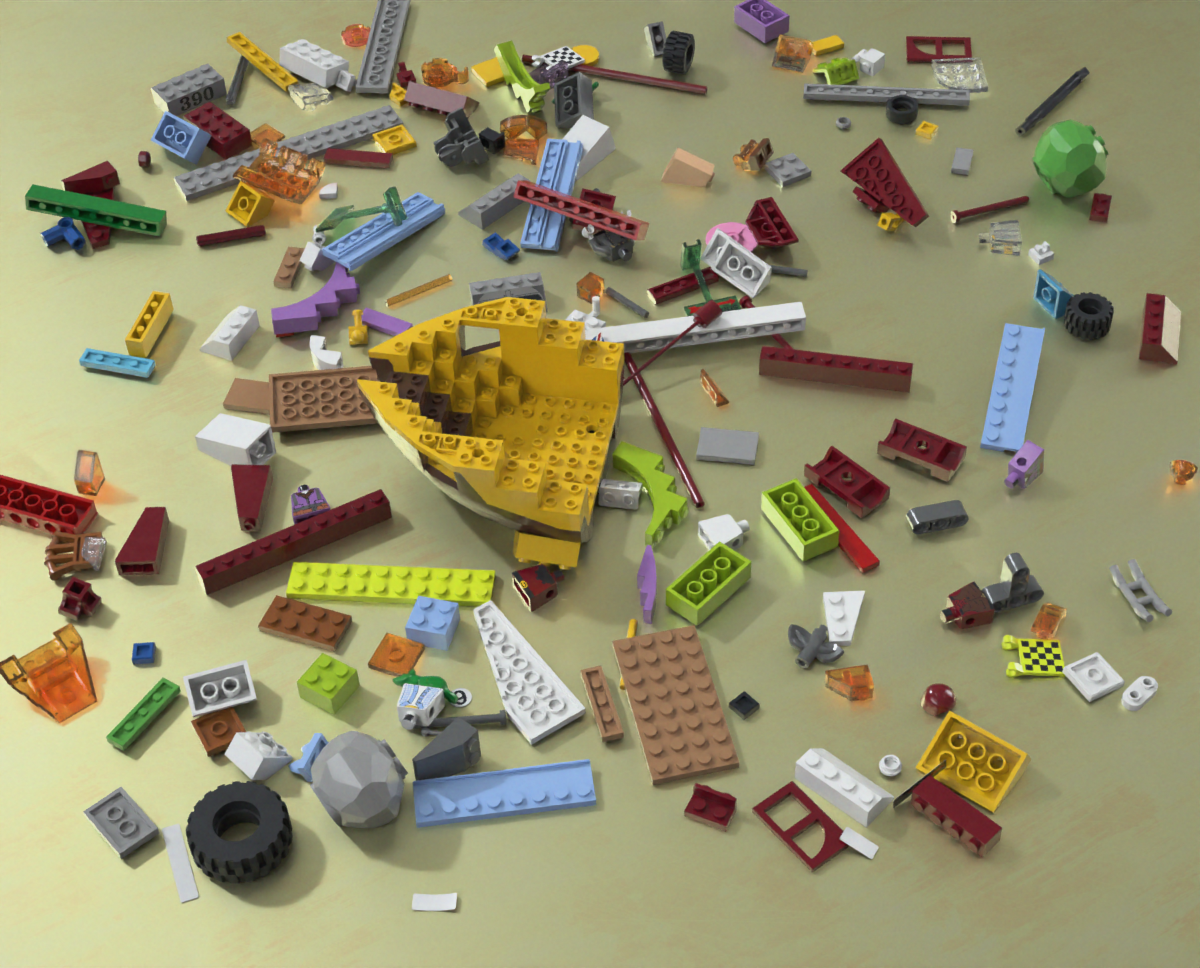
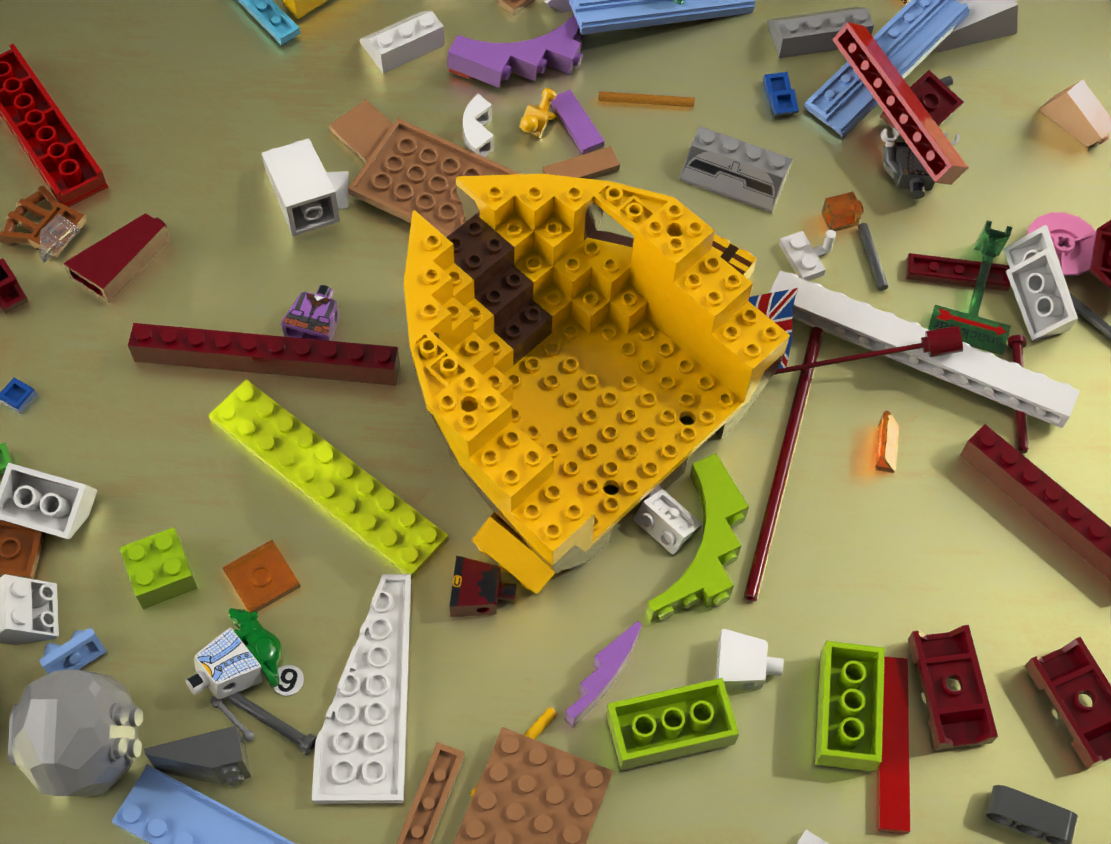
camera: 30 degrees right, 15 degrees up
(88, 473) = (124, 134): clear orange slope -> none
(251, 491) = (267, 263): dark red slope -> none
(305, 623) = (201, 468): dark orange plate -> none
(433, 622) = (326, 562): light blue brick -> none
(727, 446) = (845, 535): light grey tile -> none

